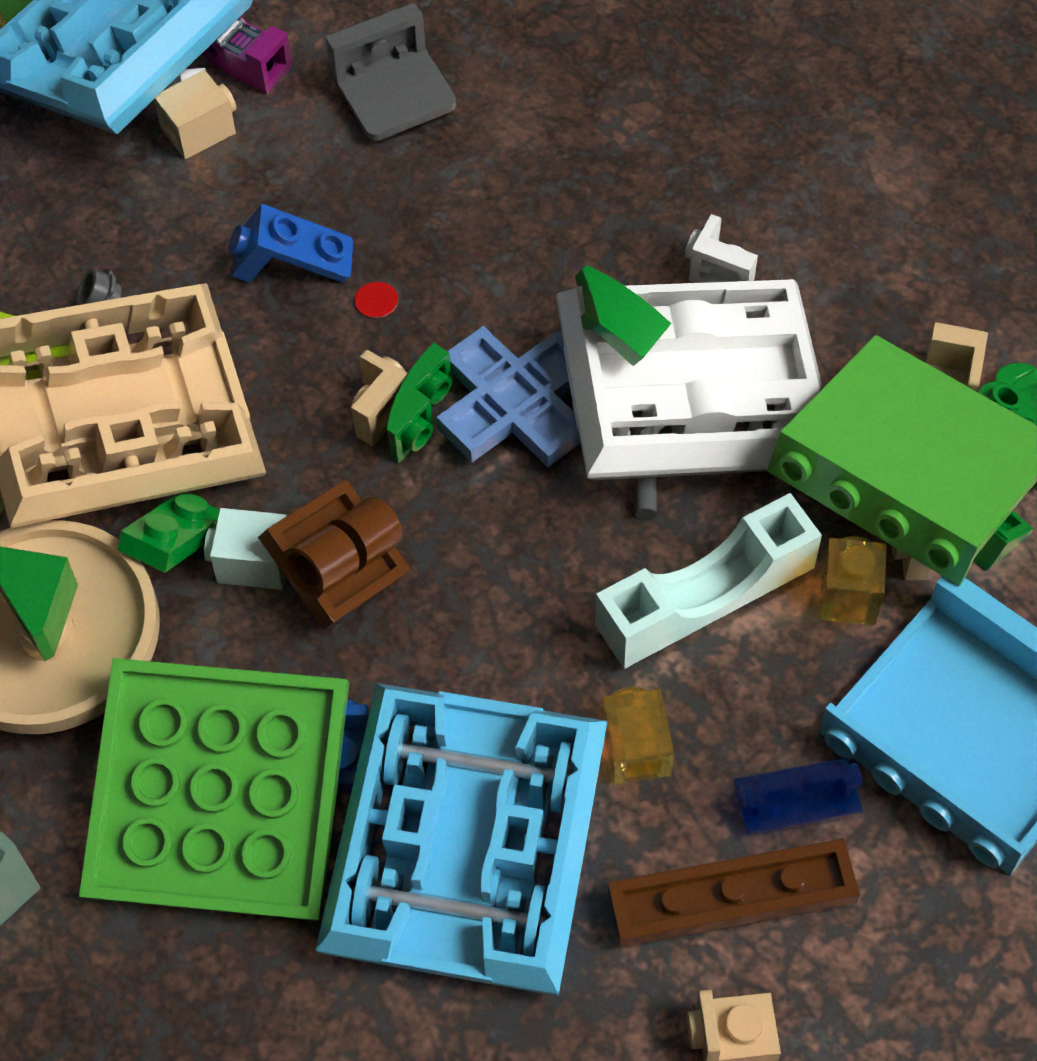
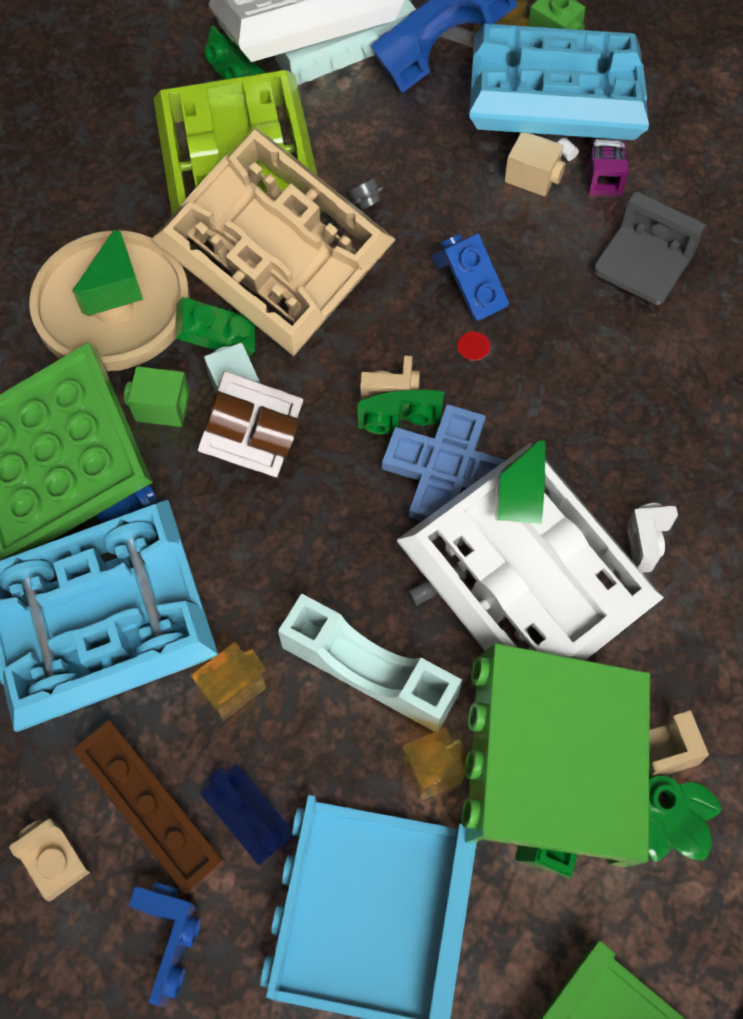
camera: 60 degrees right, 5 degrees up
(217, 634) = (158, 396): none -> bright green brick
(856, 925) = (163, 903): none -> blue bracket

